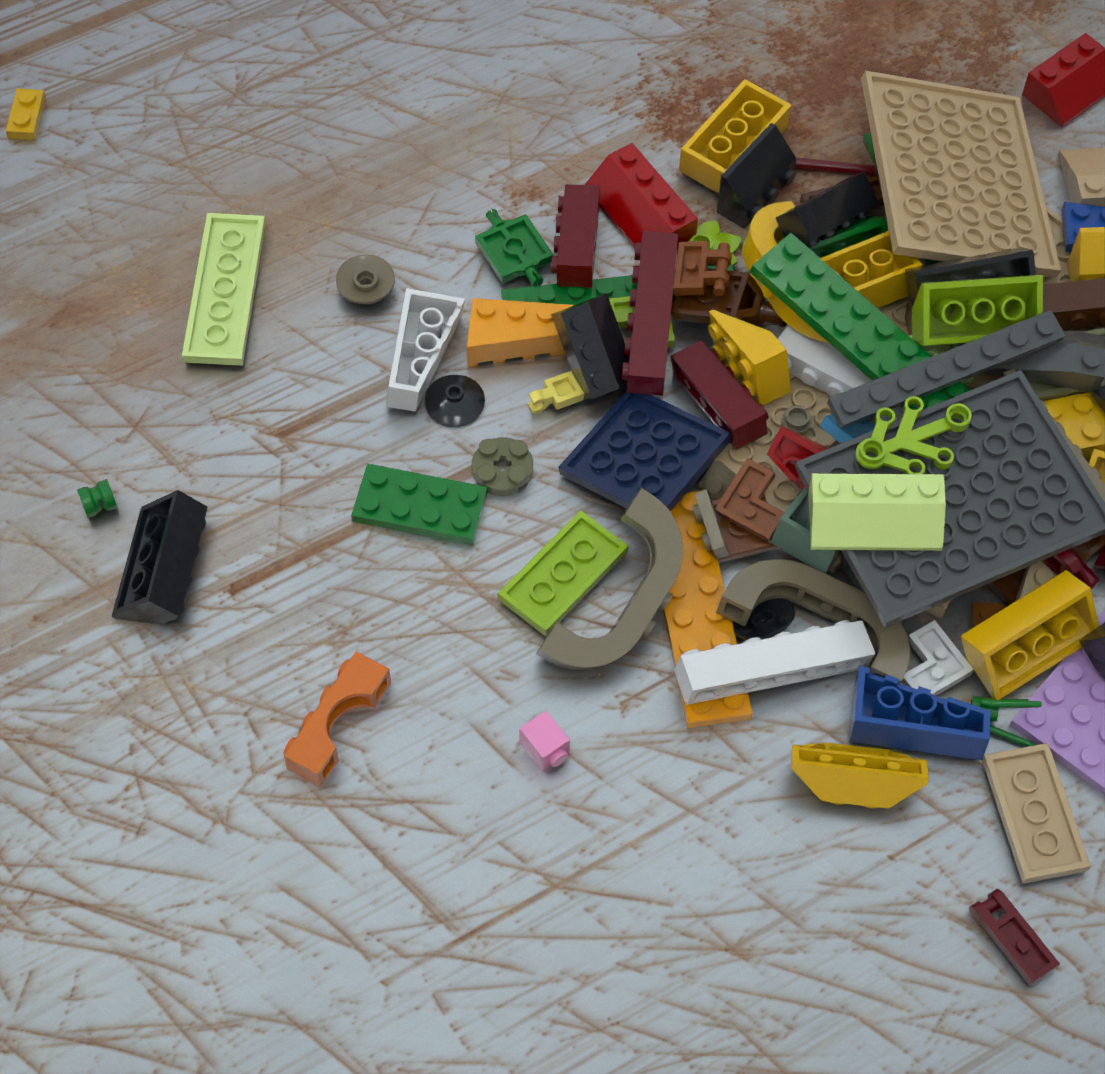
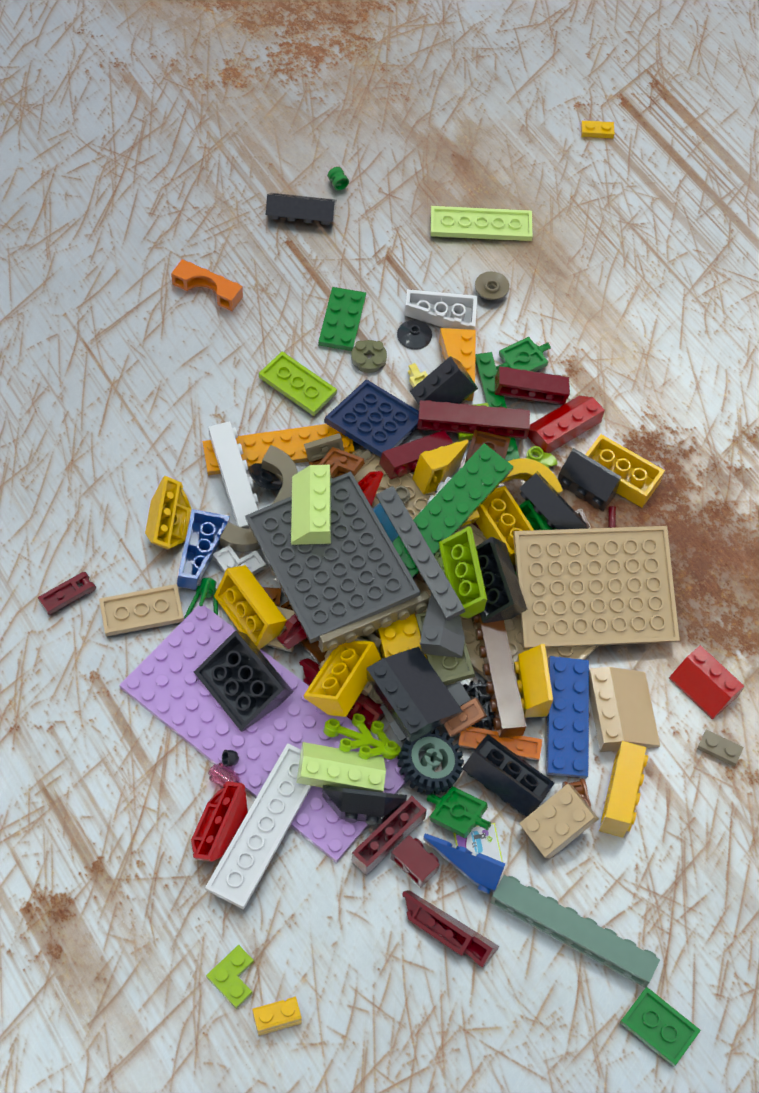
camera: 85 degrees right, 0 degrees up
(545, 741) = (191, 374): bright pink brick -> none
(662, 534) = (301, 420): dark tan arch -> none
(692, 268) = (505, 436): dark orange plate -> none
(909, 439) = (365, 525): lime plant -> none

